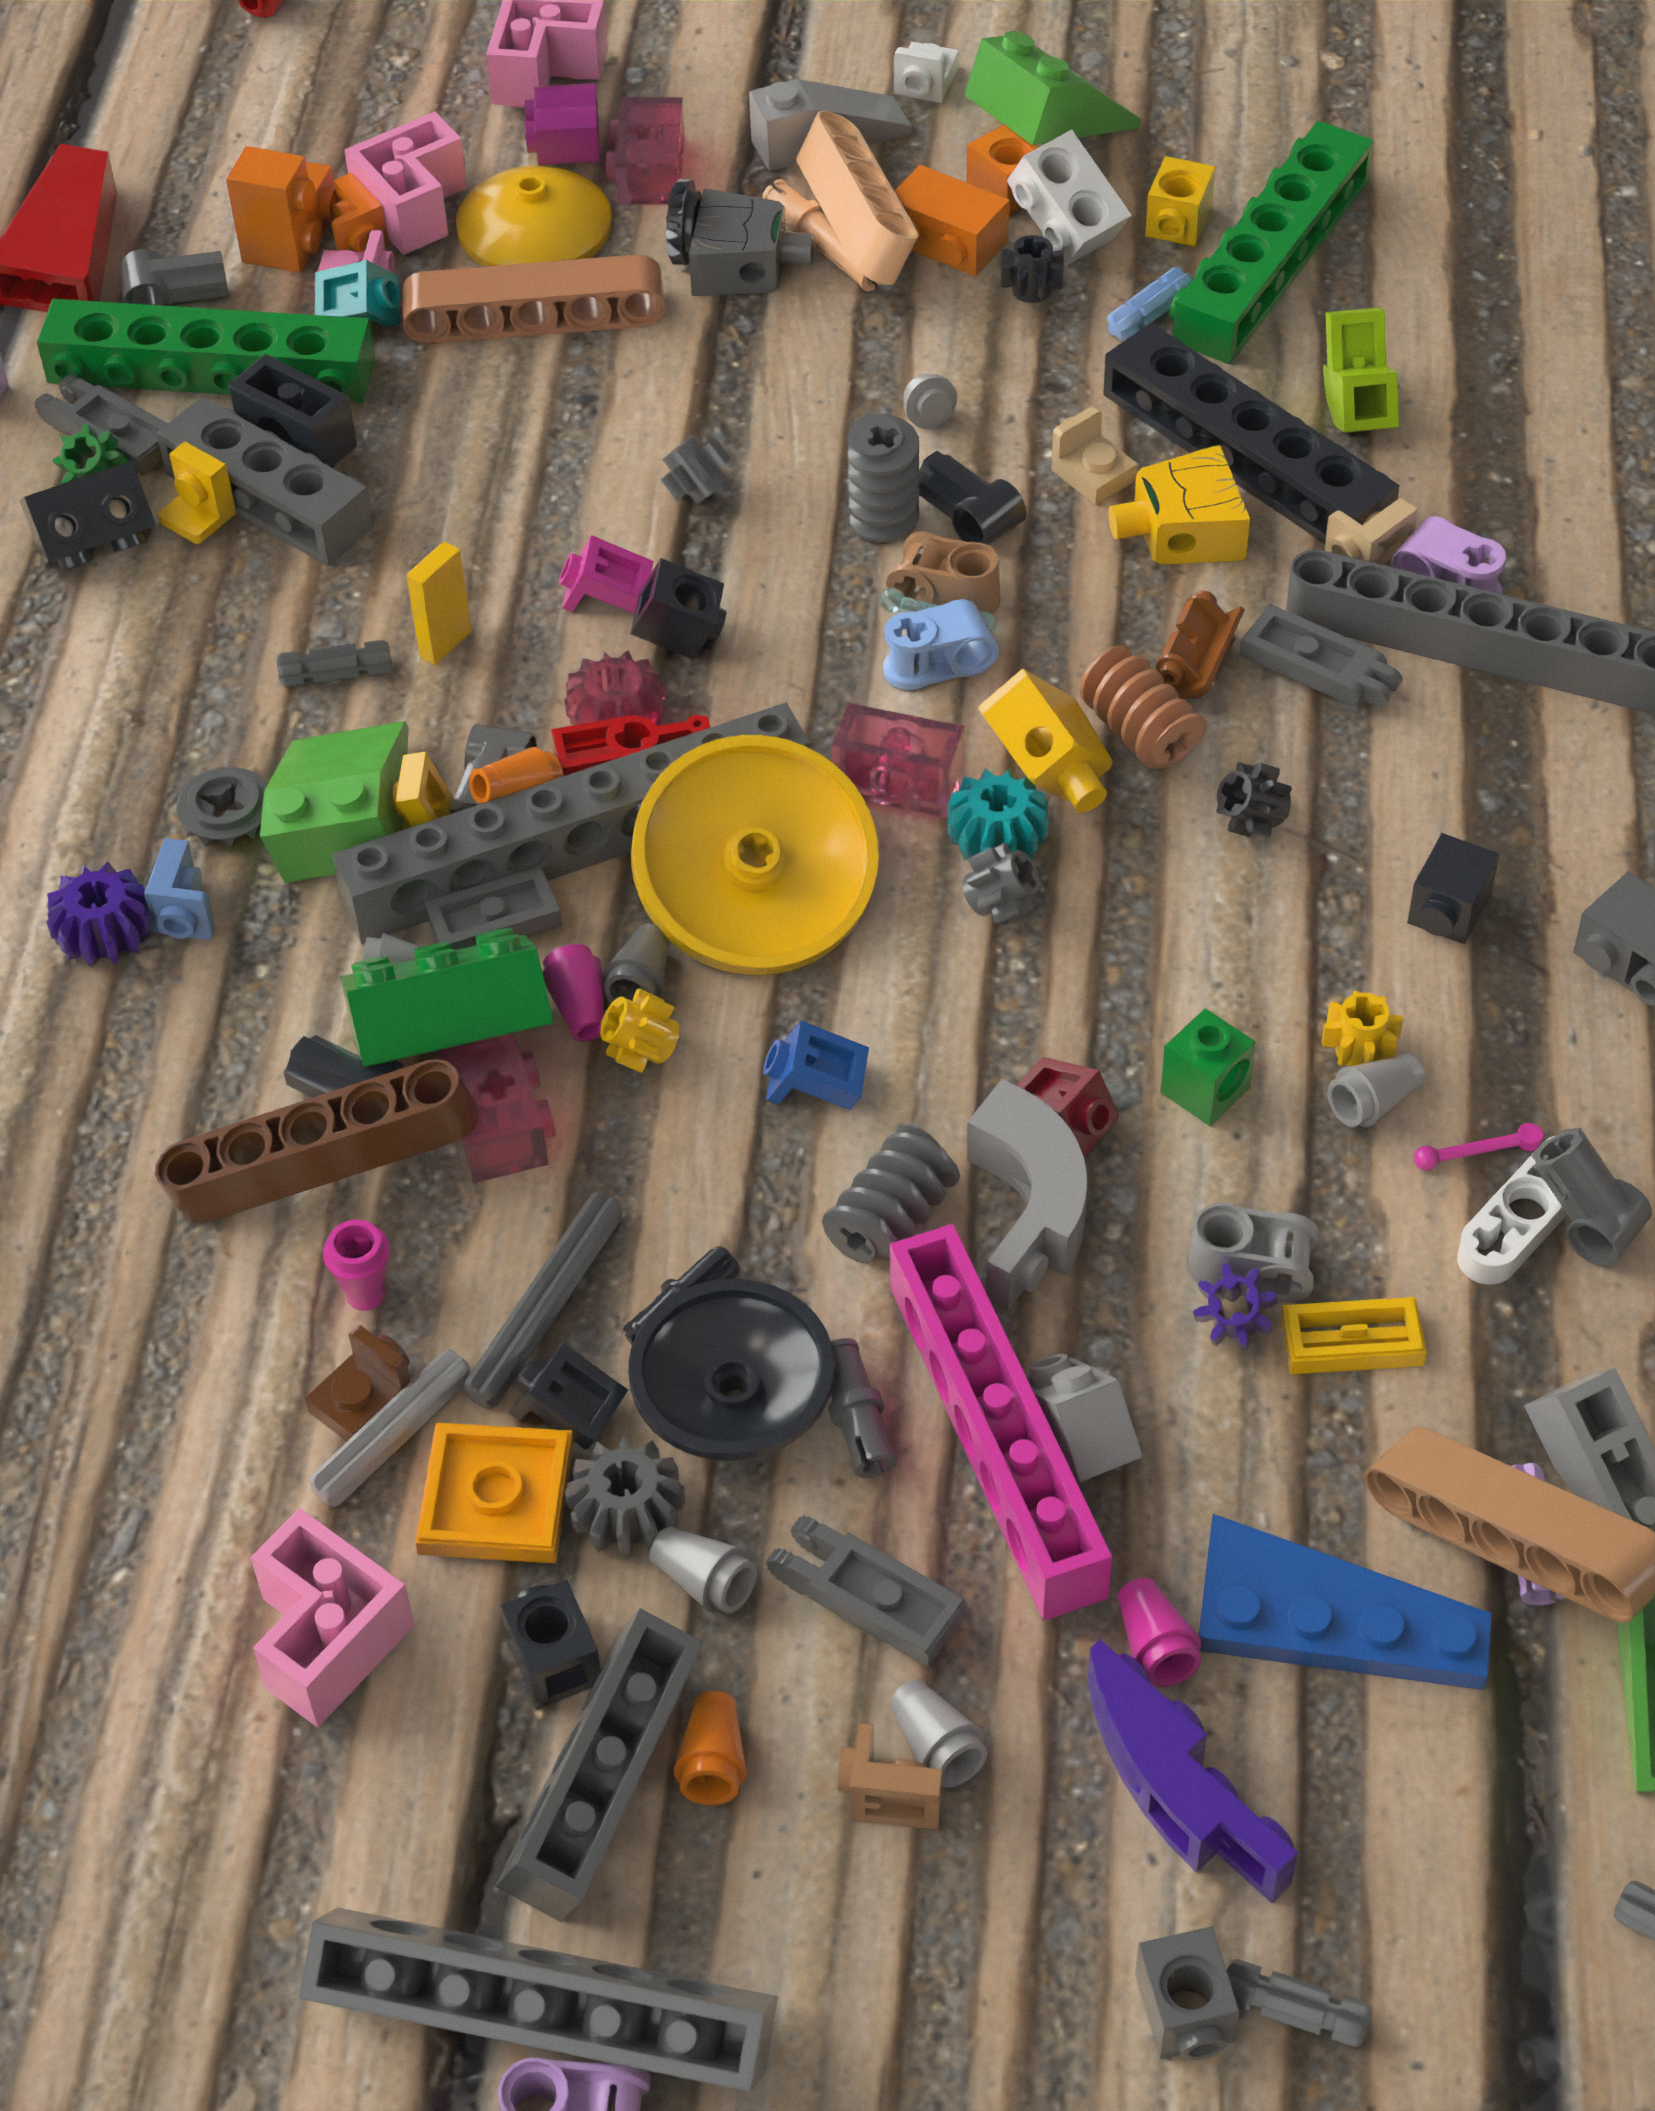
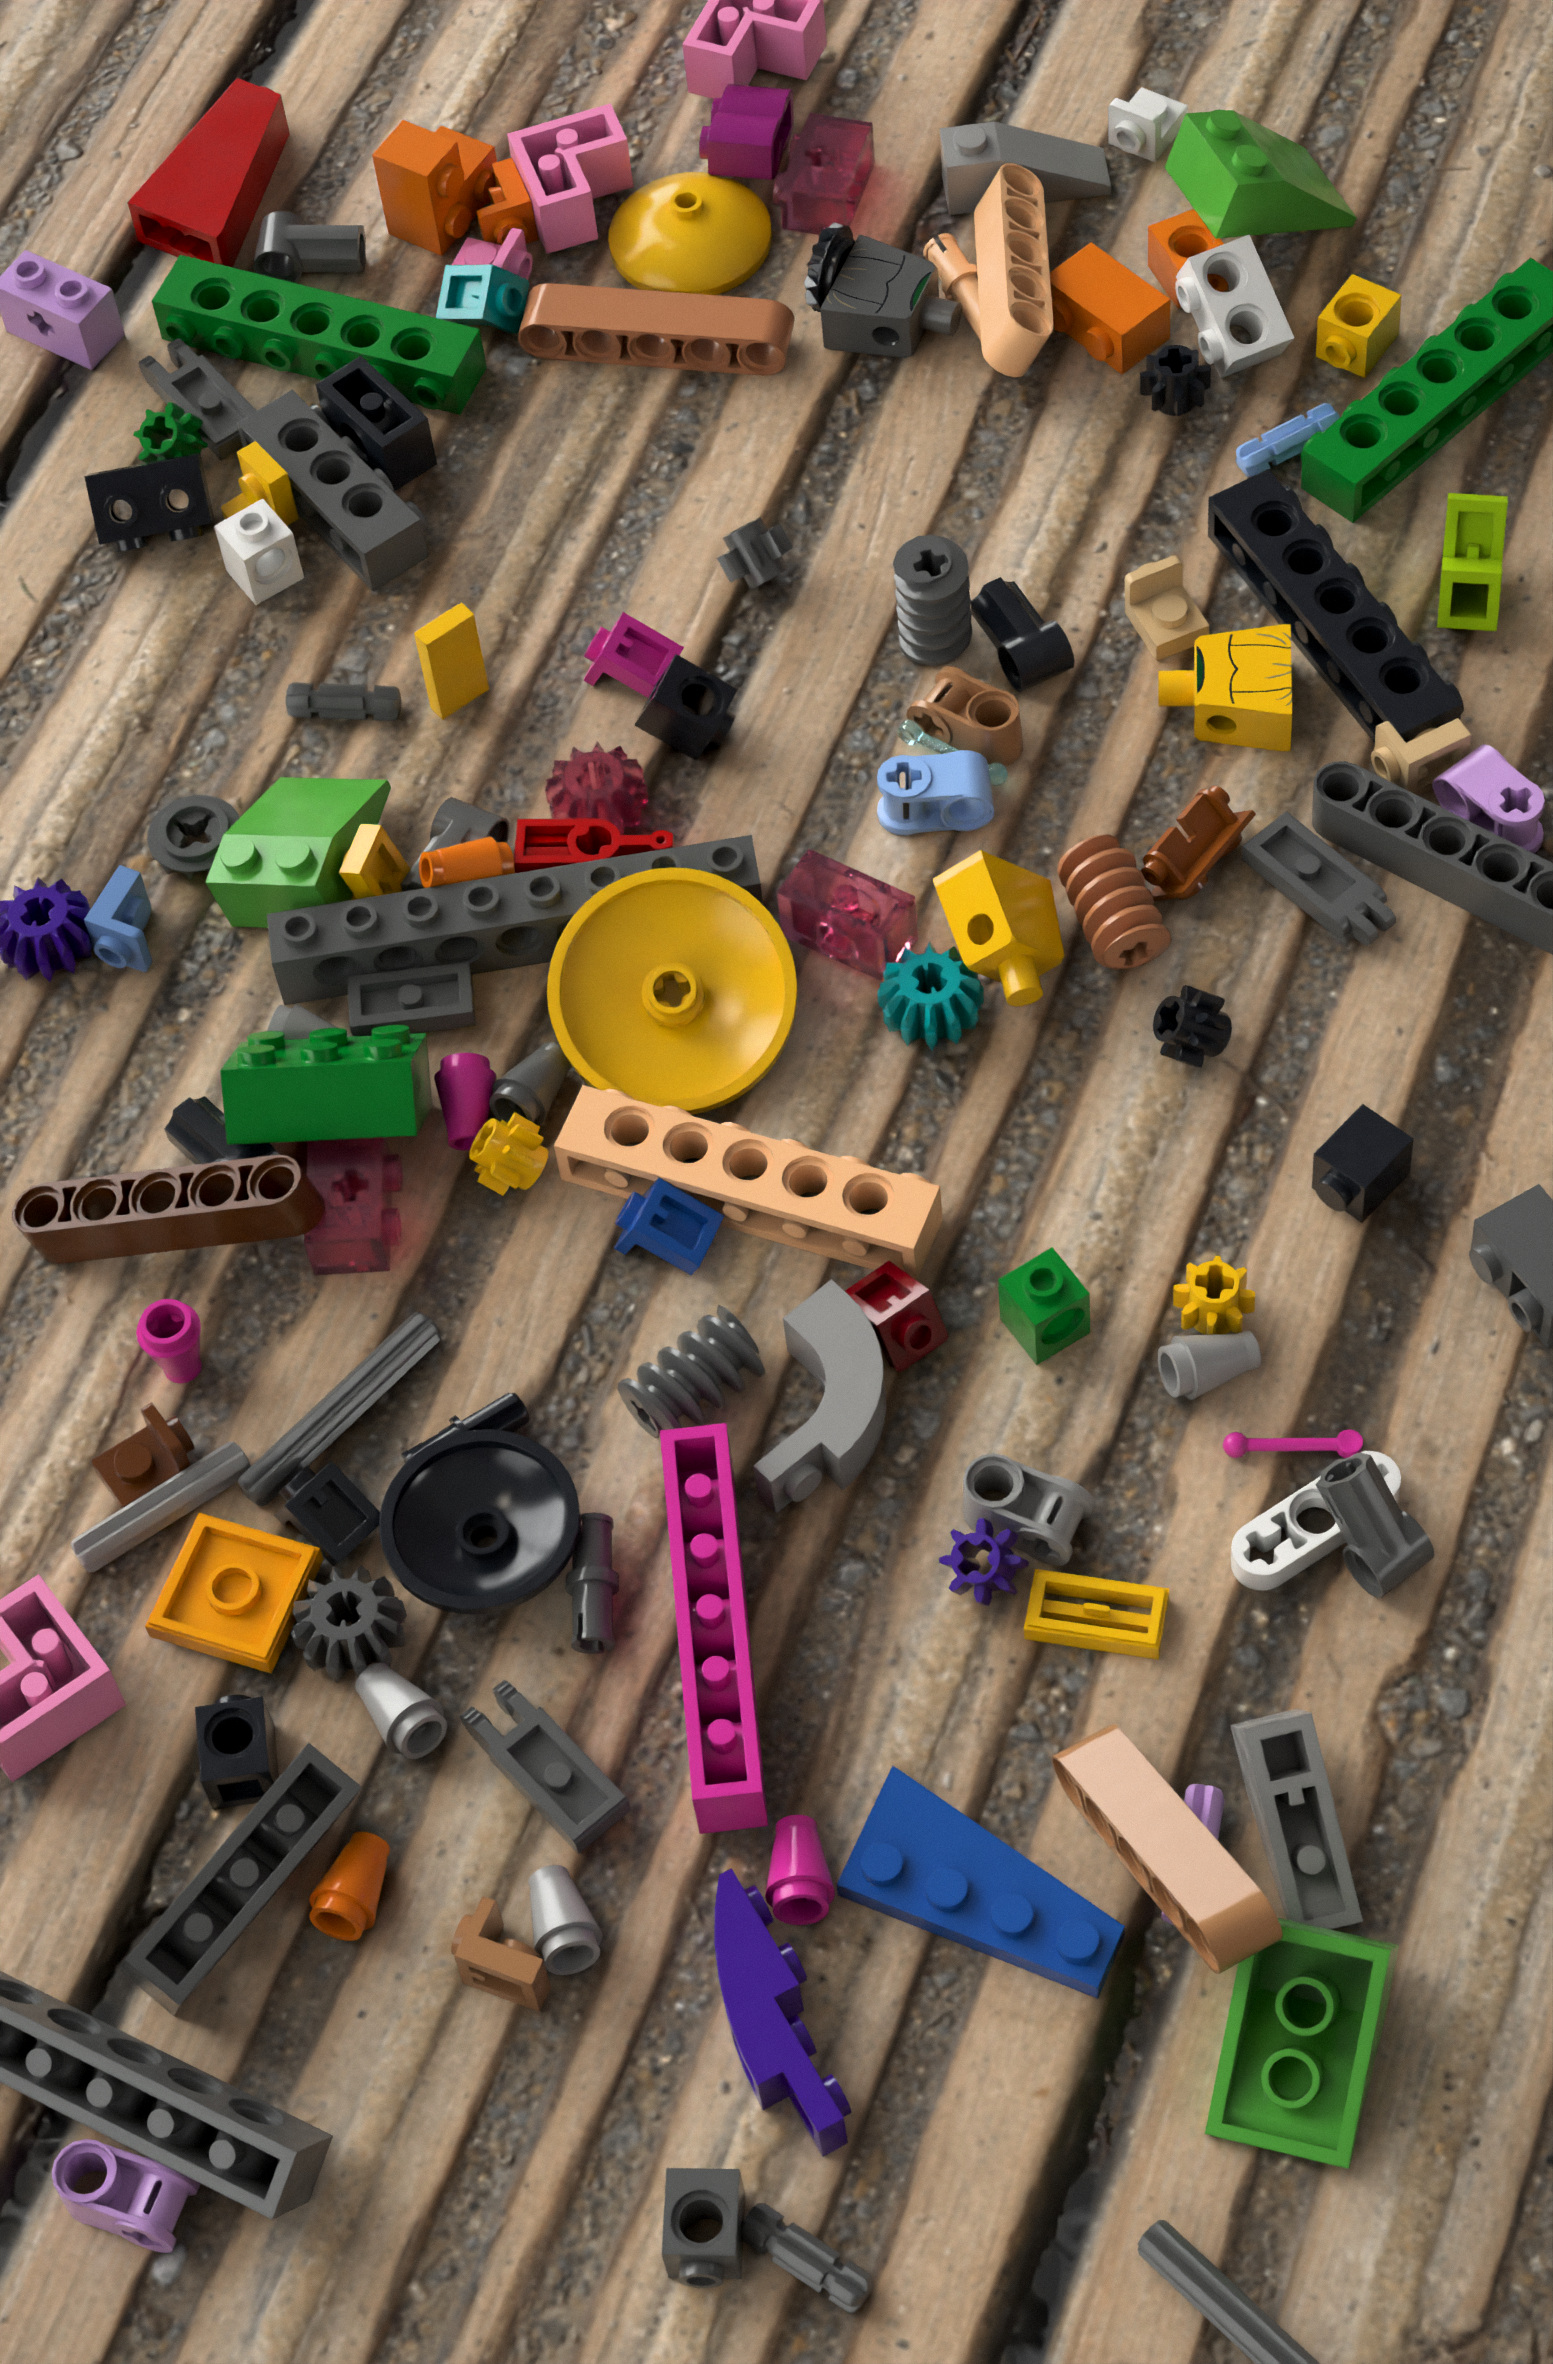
camera: 20 degrees right, 5 degrees up
(211, 544) = (259, 551): none -> white brick
(895, 1010) = (830, 1224): none -> light nougat brick
(929, 400) = (1018, 515): light grey plate -> none
(1001, 883) = (908, 1068): dark grey gear -> none
(1084, 1414) = (794, 1639): light grey slope -> none

